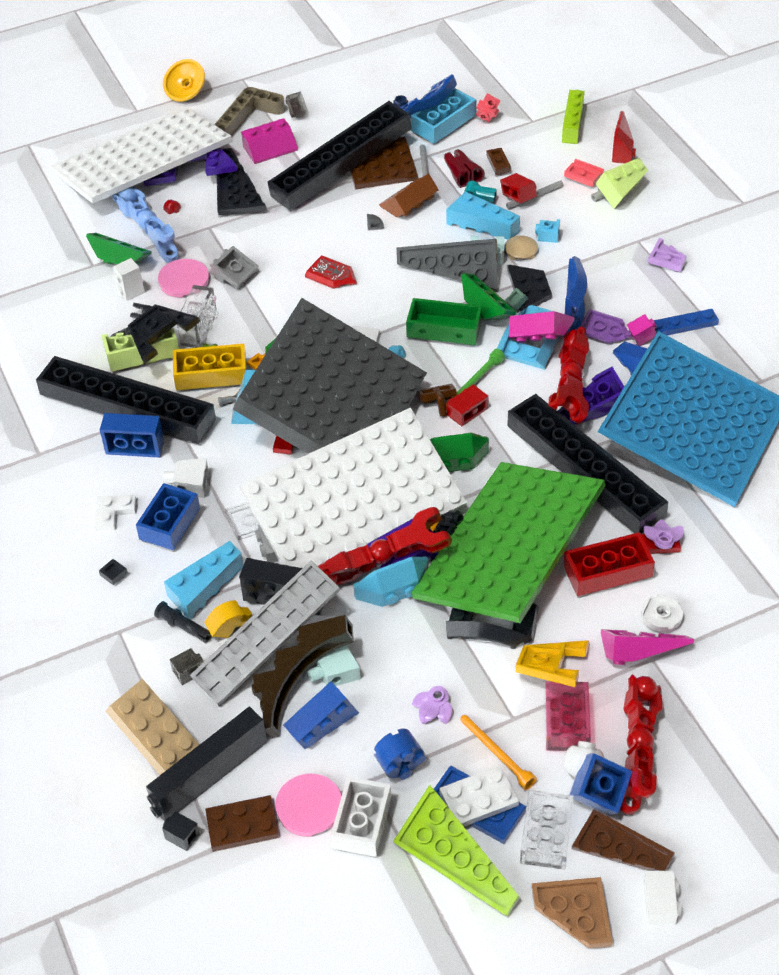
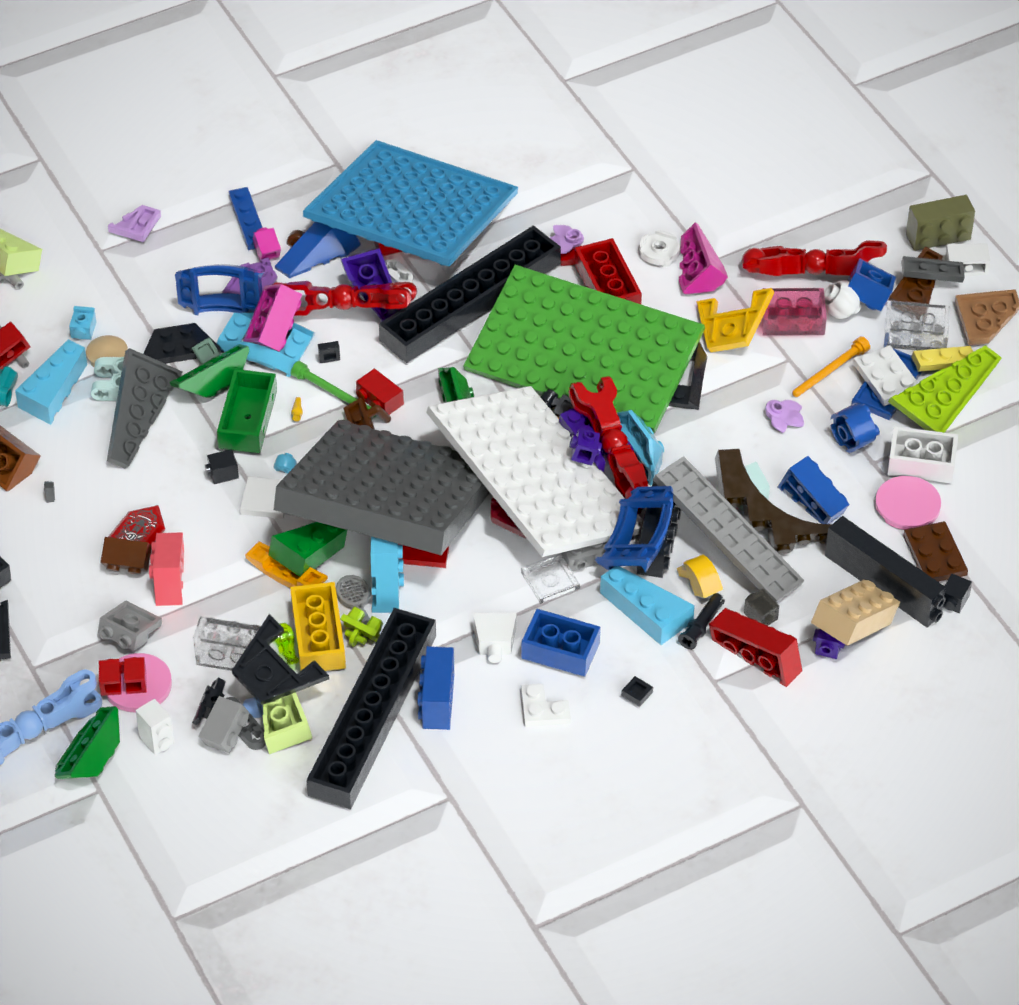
camera: 95 degrees left, 0 degrees up
(121, 315) = (224, 724): none -> light grey brick
(140, 657) = (758, 644): none -> red wedge
(180, 262) = (134, 676): none -> red piece
(211, 391) = (353, 622): none -> lime hips
(277, 560) = (618, 548): none -> blue wedge
(286, 283) = (167, 568): none -> coral wedge
(300, 261) = (126, 555): none -> reddish brown brick
(373, 526) = (585, 446): none -> dark purple brick
(389, 313) = (222, 466): none -> black brick
(452, 357) = (297, 410): none -> yellow piece
(506, 855) = (939, 358): none -> light yellow plate
(515, 372) = (329, 352): none -> black tile
(632, 853) = (932, 269): none -> dark grey plate
(708, 868) = (940, 222): none -> olive brick

